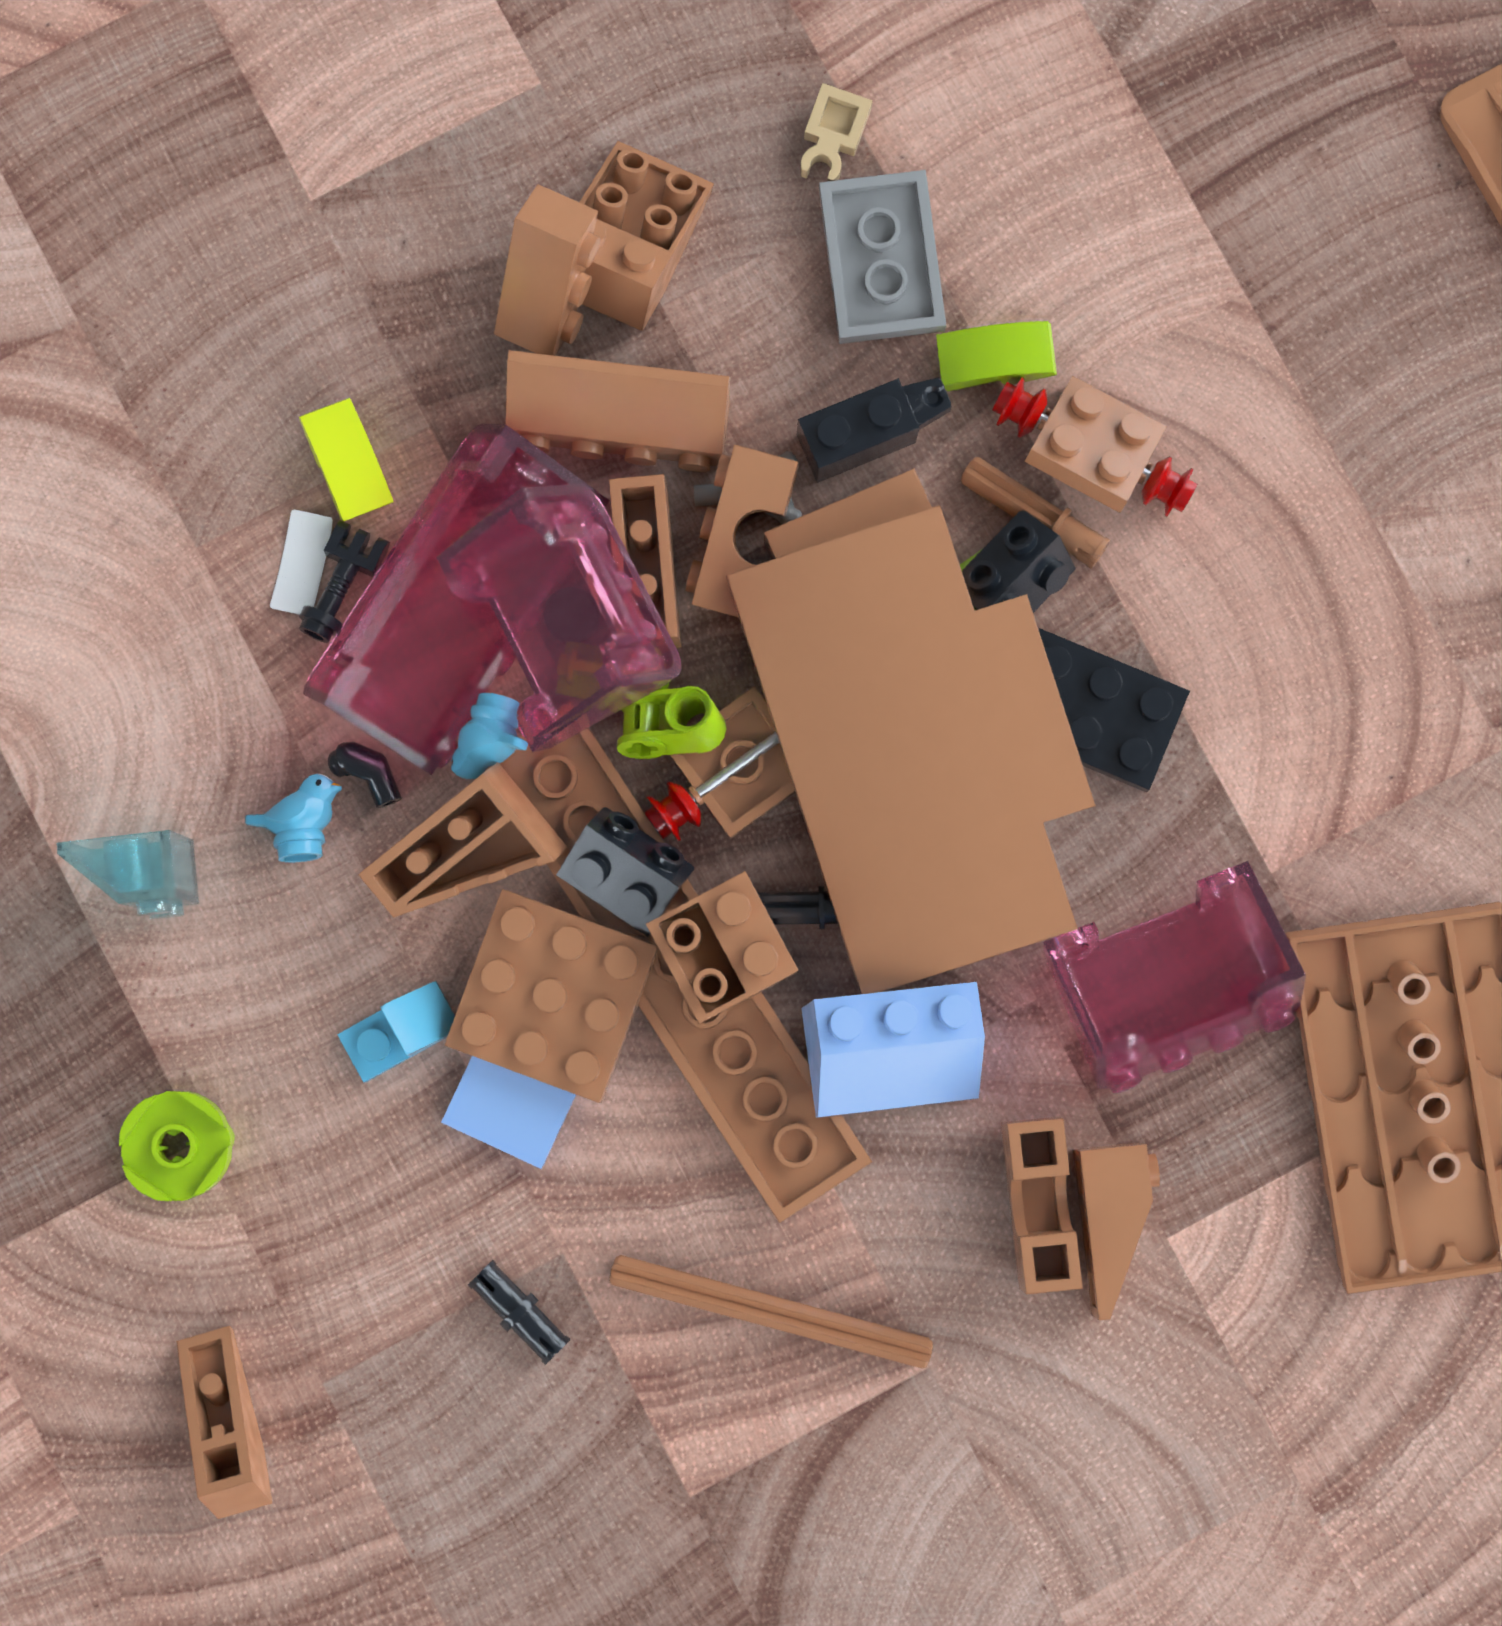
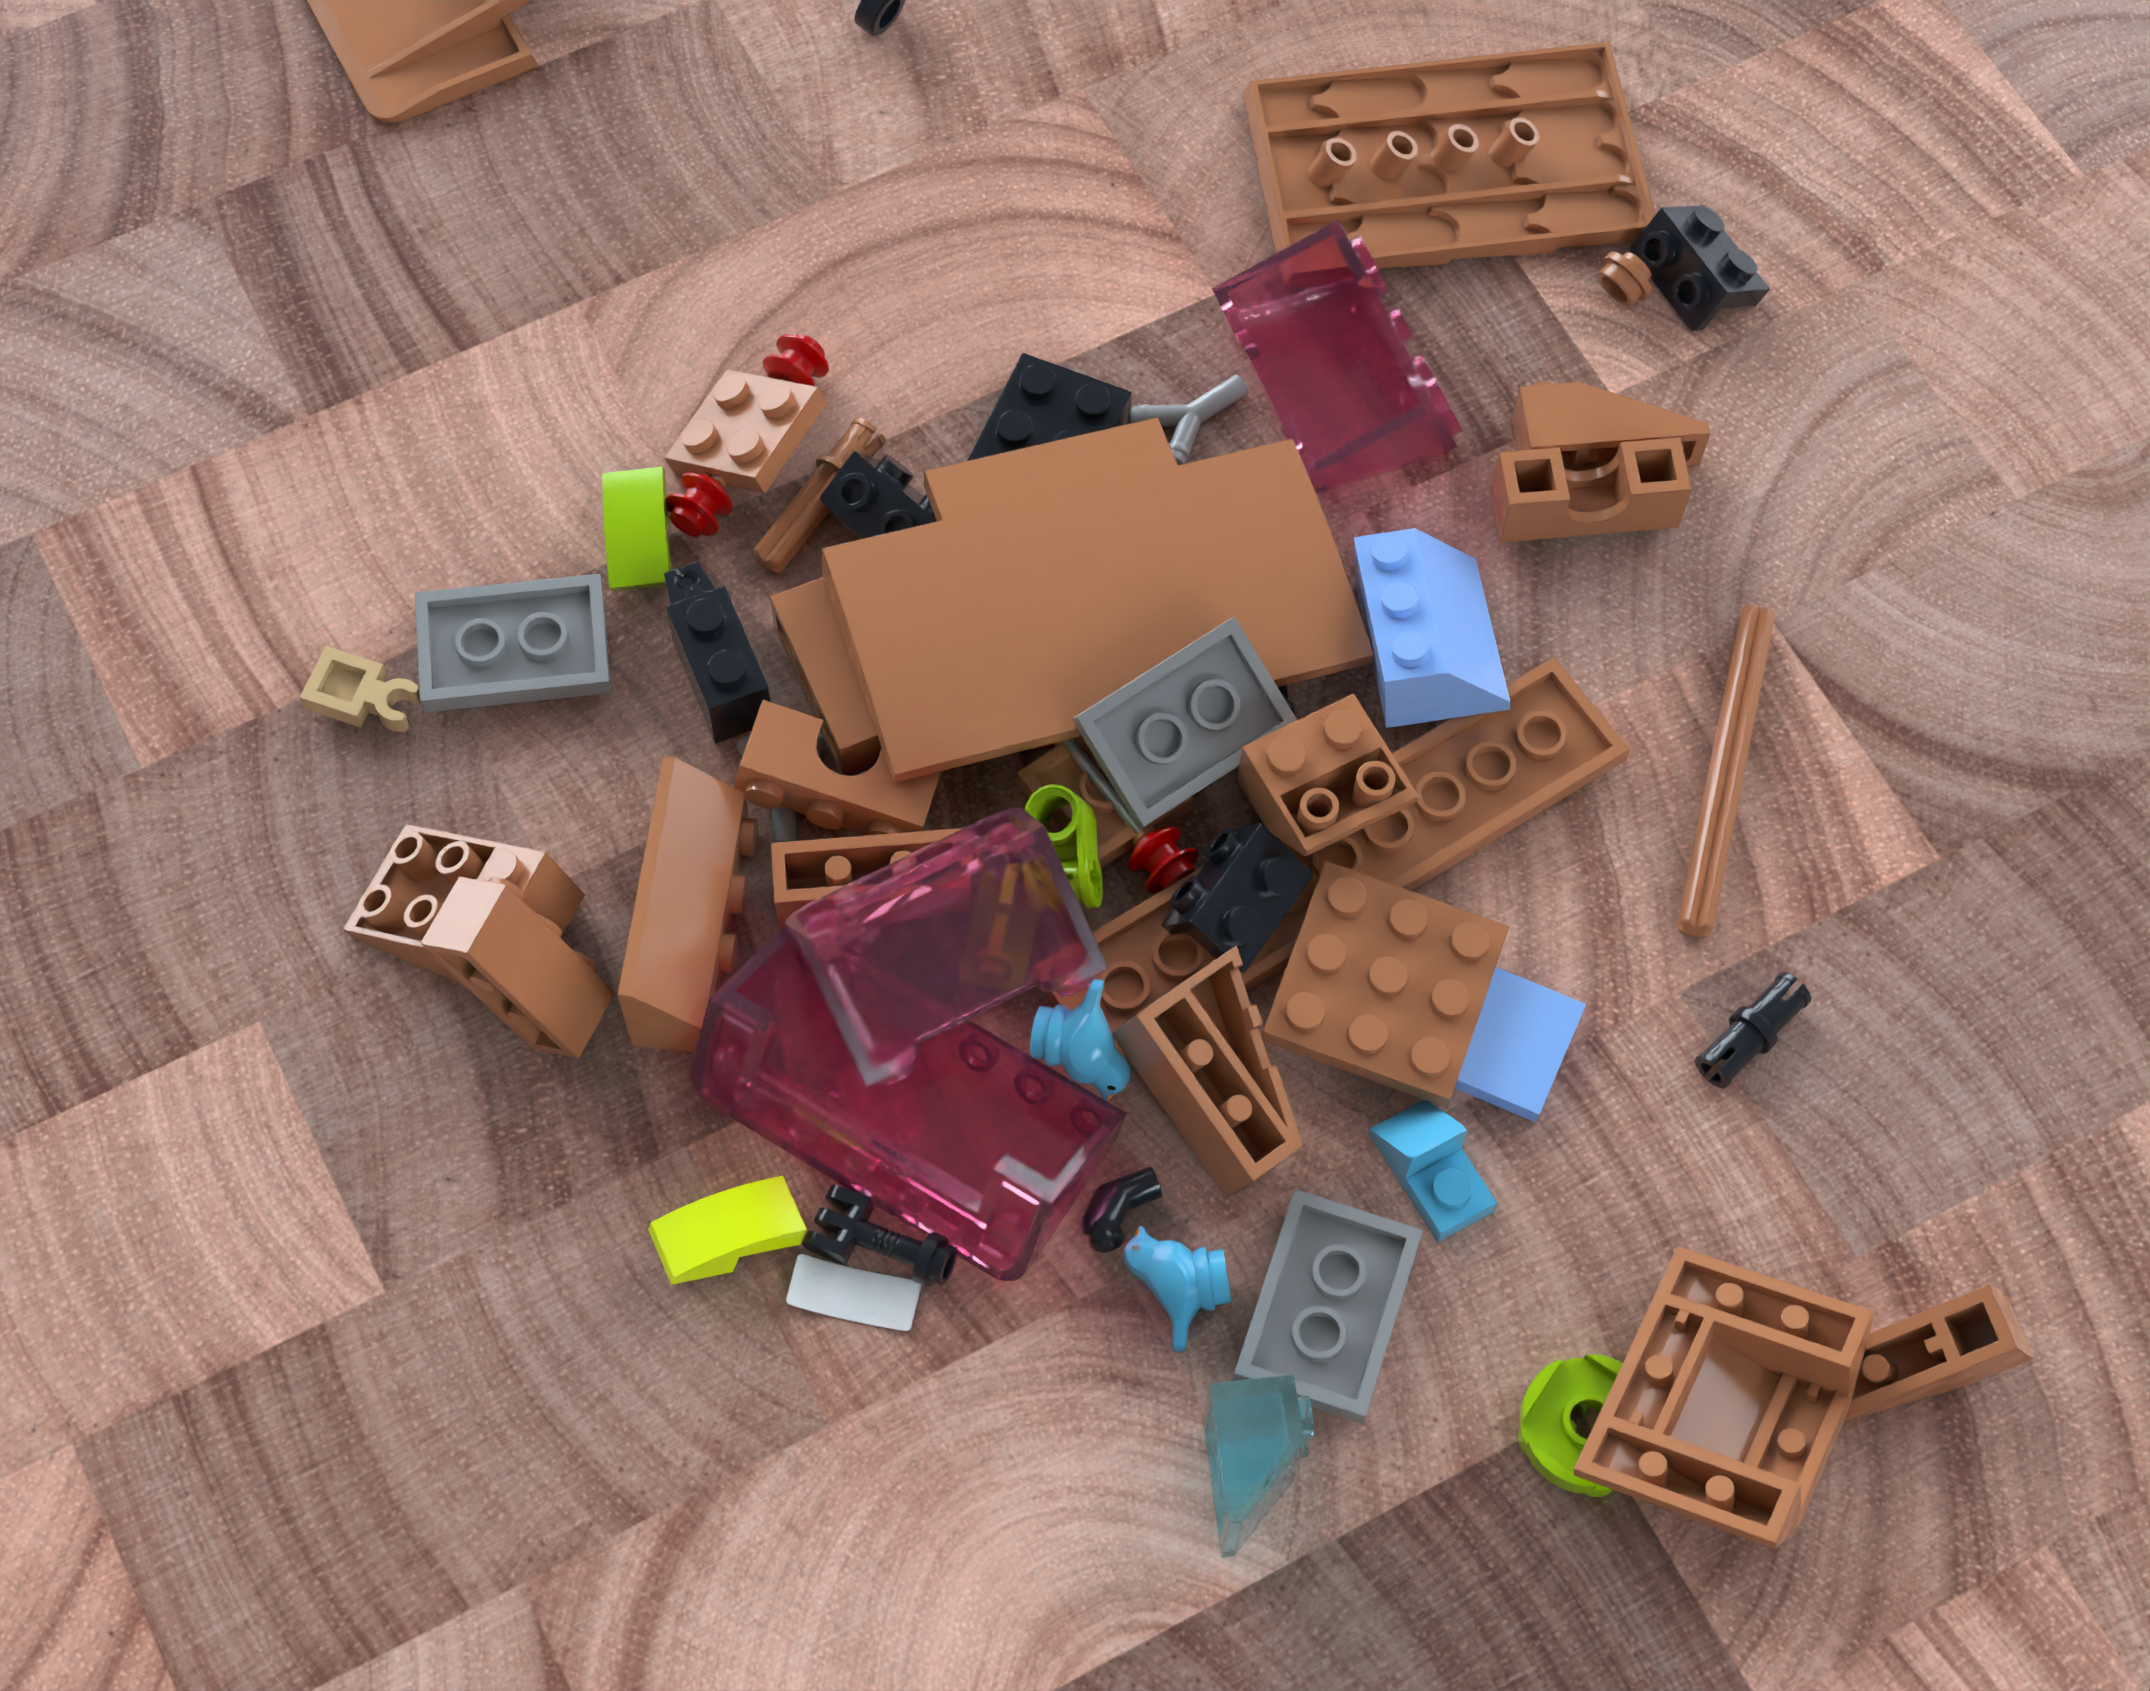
camera: 90 degrees left, 20 degrees down
(175, 1255) = (1729, 1398): none -> nougat slope
(277, 939) = (1329, 1303): none -> light grey plate
(782, 826) = (1183, 721): none -> light grey plate
(1127, 840) = (1190, 416): none -> light grey piece
(1286, 1257) = (1625, 277): none -> nougat plate
(1306, 1330) = (1697, 264): none -> black bracket

